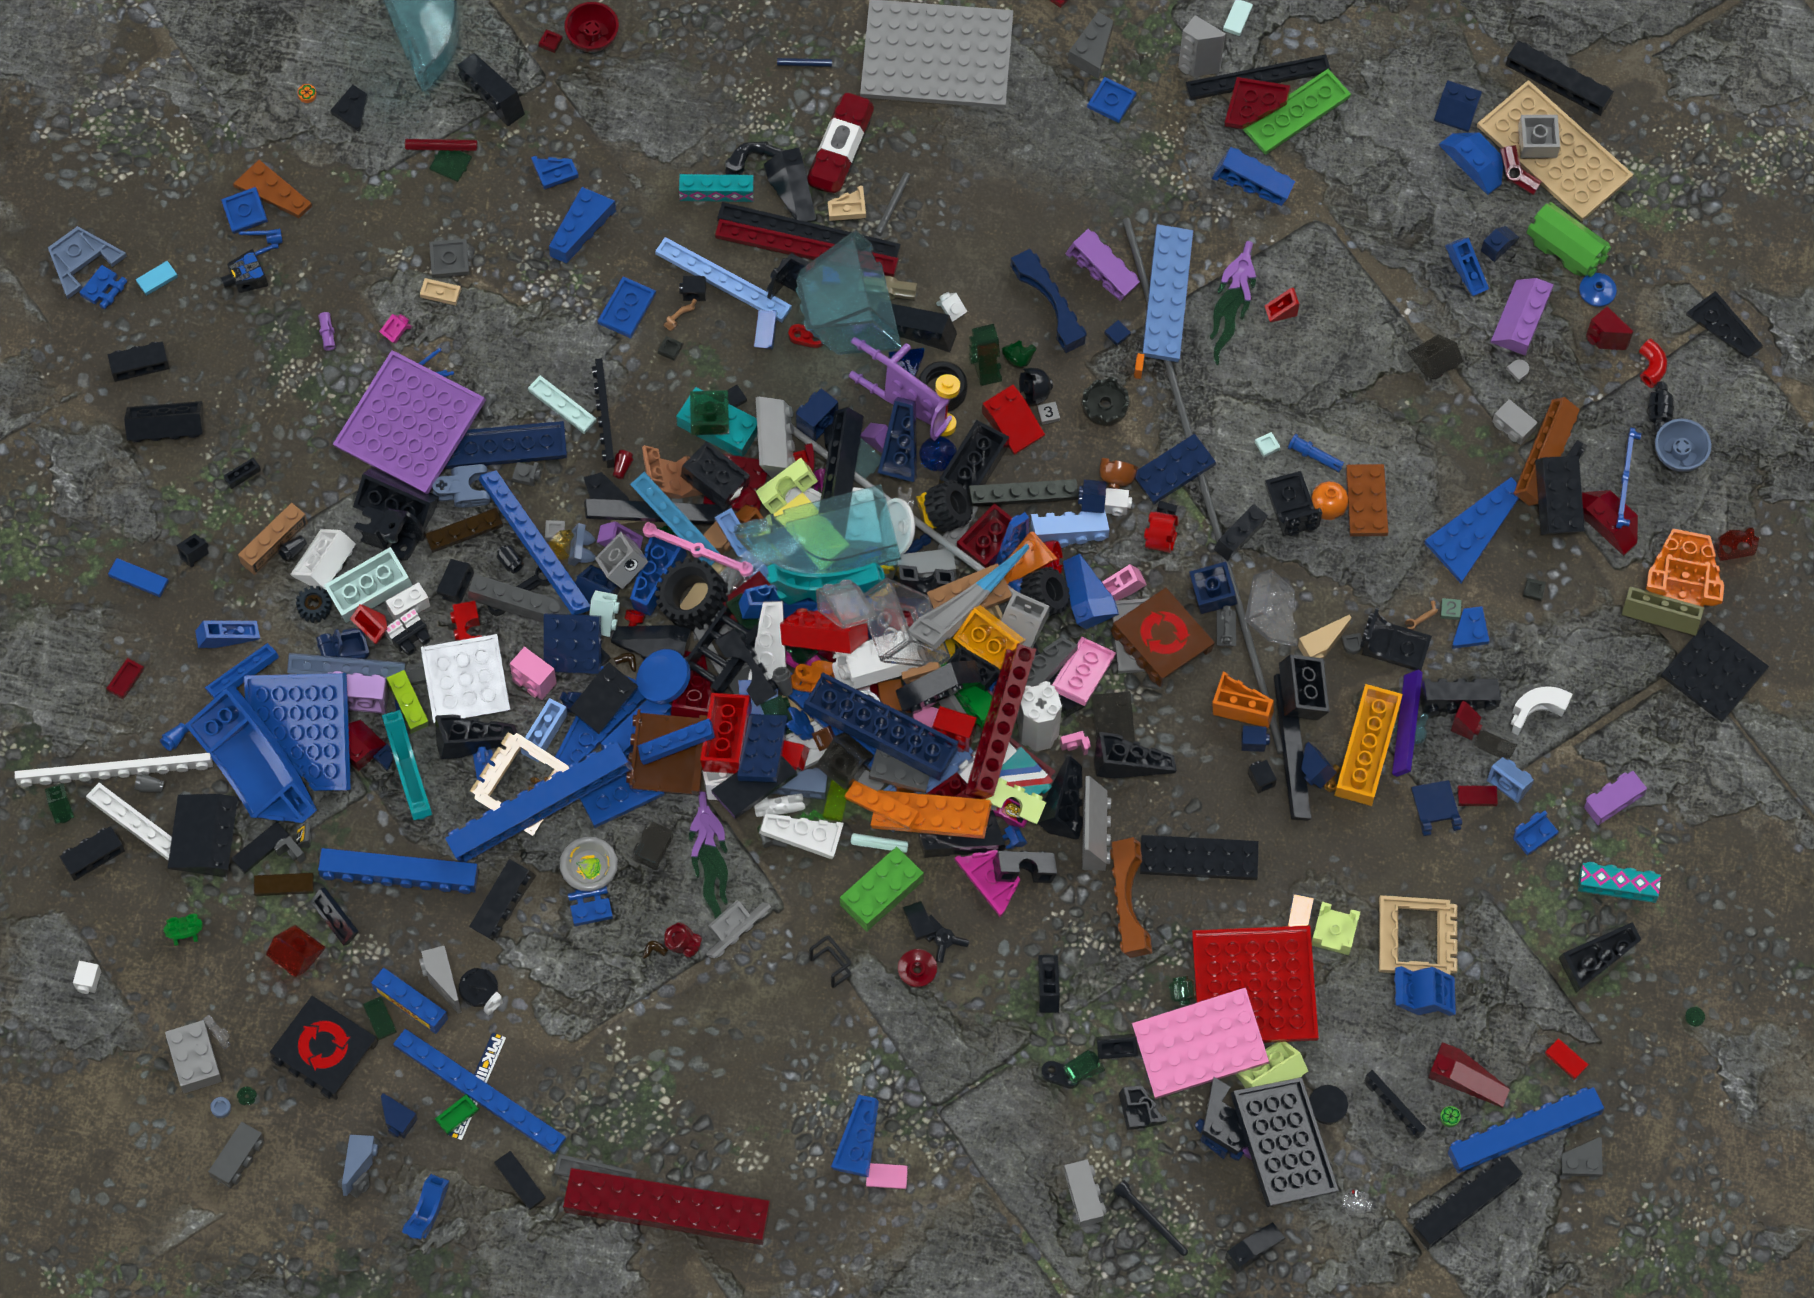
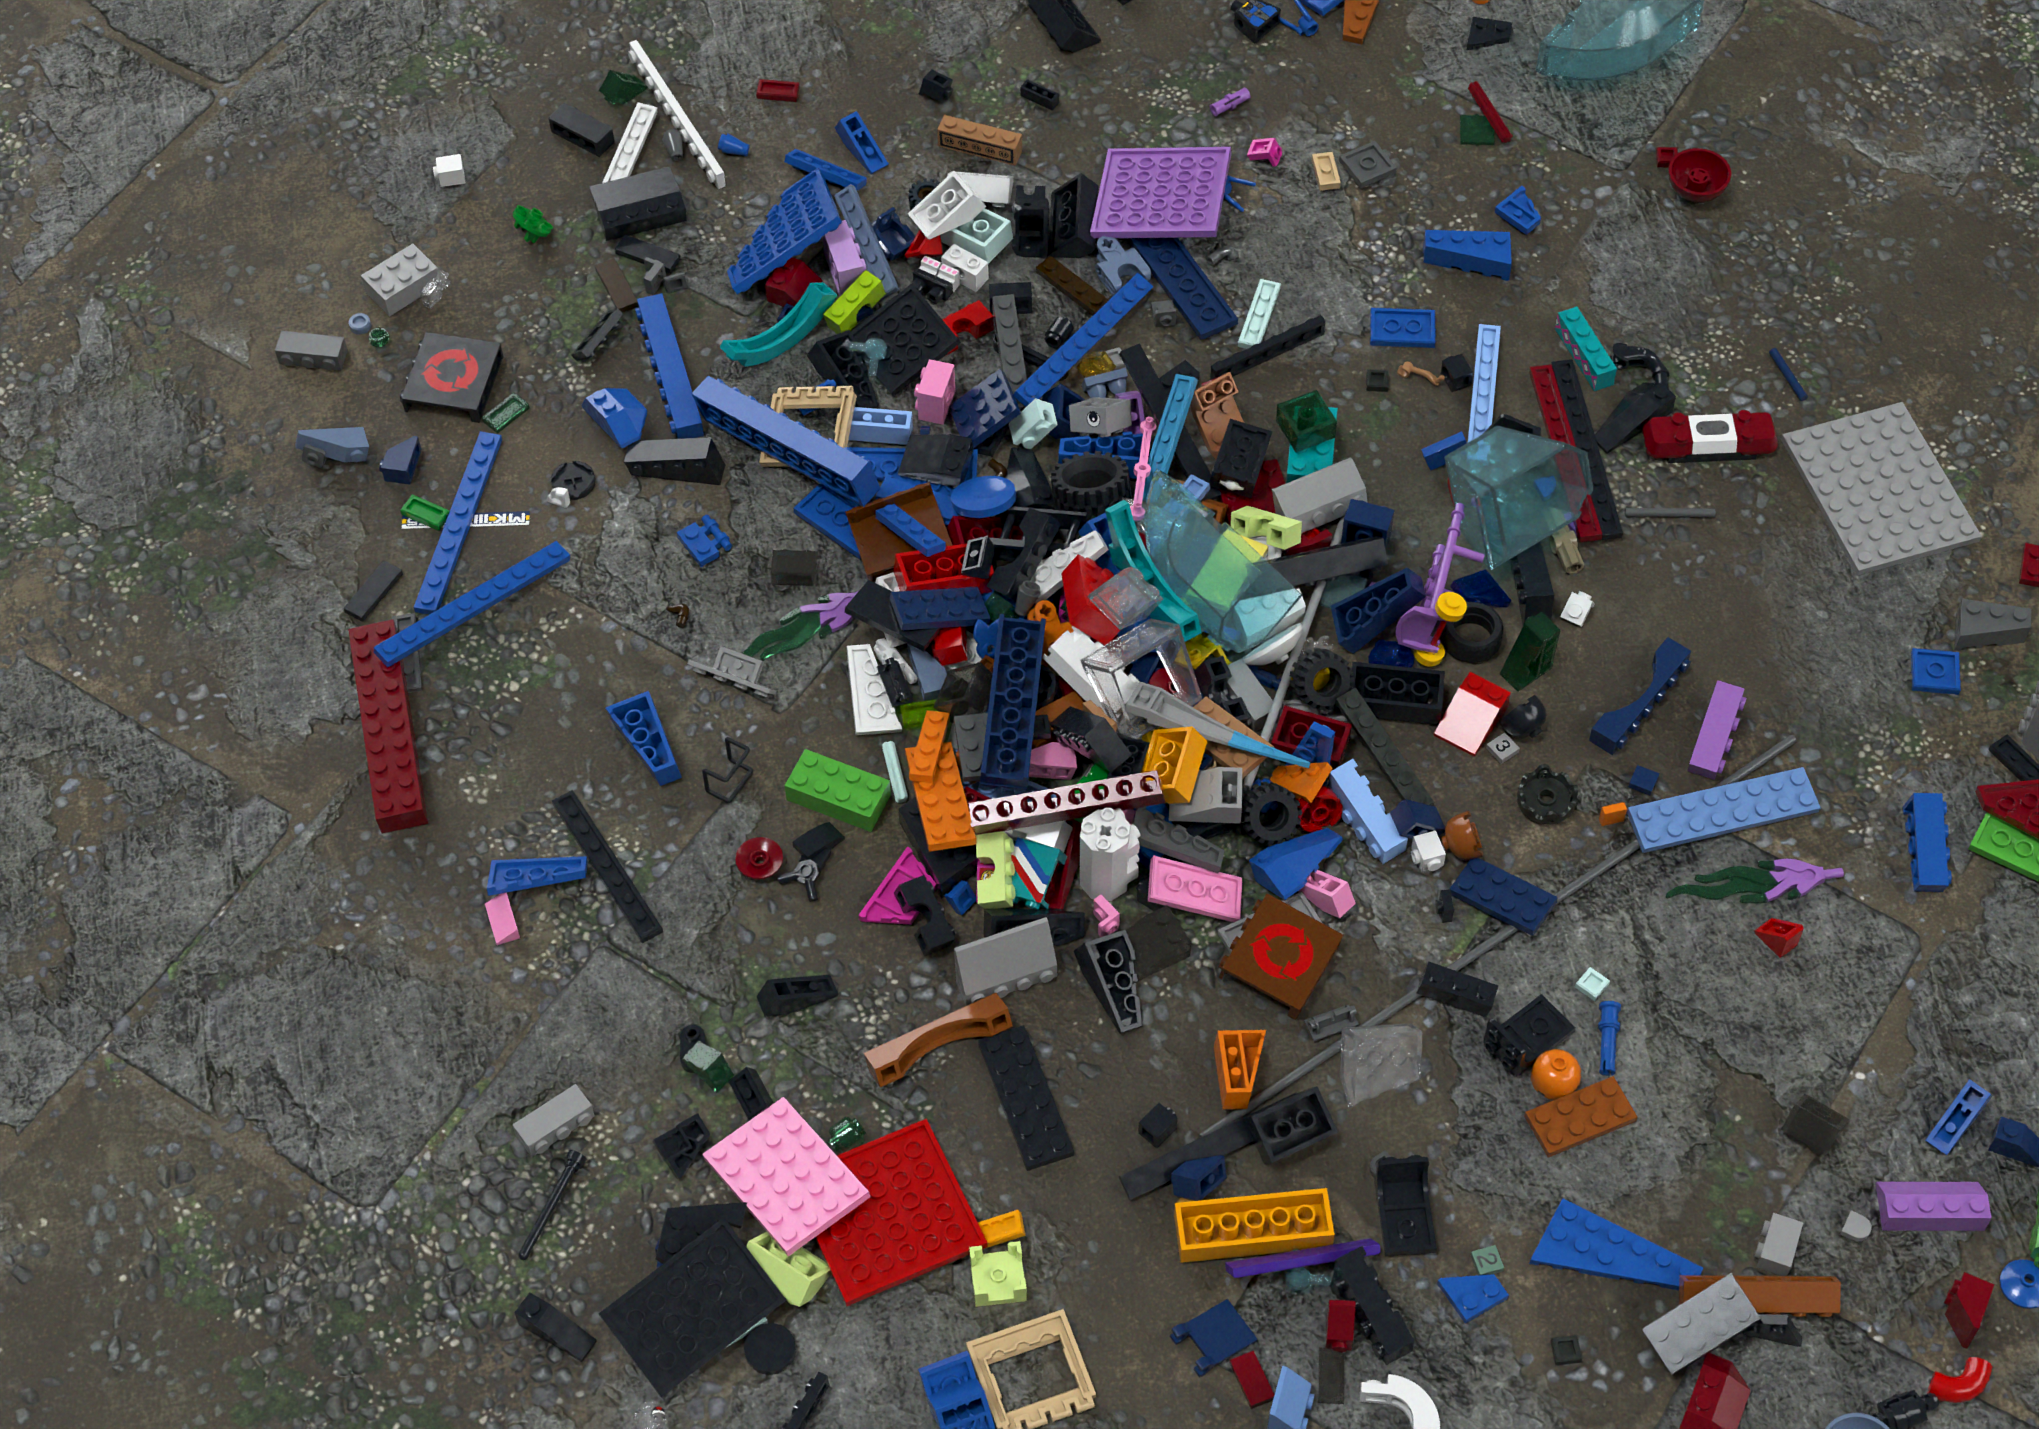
camera: 70 degrees right, 10 degrees down
(138, 577) = (888, 61): blue tile -> none
(251, 759) = (739, 207): blue slope -> none
(291, 548) = (979, 159): black cone -> none
(294, 950) = (547, 316): clear red slope -> none
(354, 590) = (946, 207): none -> white slope
(409, 1000) = (530, 426): blue brick -> none
(427, 1208) = (306, 524): blue arch -> none
(434, 927) = (617, 414): none -> blue wedge
(437, 968) = (564, 439): light grey slope -> none
(467, 703) = (875, 350): none -> clear light blue piece
(491, 88) = (1576, 126): black wedge -> none
(580, 1102) = (471, 604): none -> blue plate
(588, 864) = (746, 517): light grey piece -> none
(634, 617) = (1048, 457): red tile -> none
(681, 939) = (697, 631): dark red hair -> none
(730, 701) = (978, 558): none -> black slope
(736, 396) = (1354, 451): black tile -> none
(770, 1011) = (643, 730): none -> blue wedge
(806, 810) = (894, 683): none -> black hinge
(848, 206) = (1640, 472): tan wing -> none
(870, 1083) = (607, 866): none -> black tile
(956, 726) = (1051, 769): red brick -> none
(1017, 354) = (1555, 689): dark green hair -> none
(1161, 532) = (1412, 906): red brick -> none
(1213, 587) = (1370, 985): dark blue brick -> none
(1254, 738) = (1202, 1099): dark blue brick -> none
(1321, 641) = (1367, 1130): tan slope -> none
(1414, 623) = (1456, 1232): medium nougat piece -> none
(1624, 481) = (1774, 1398): piece -> none

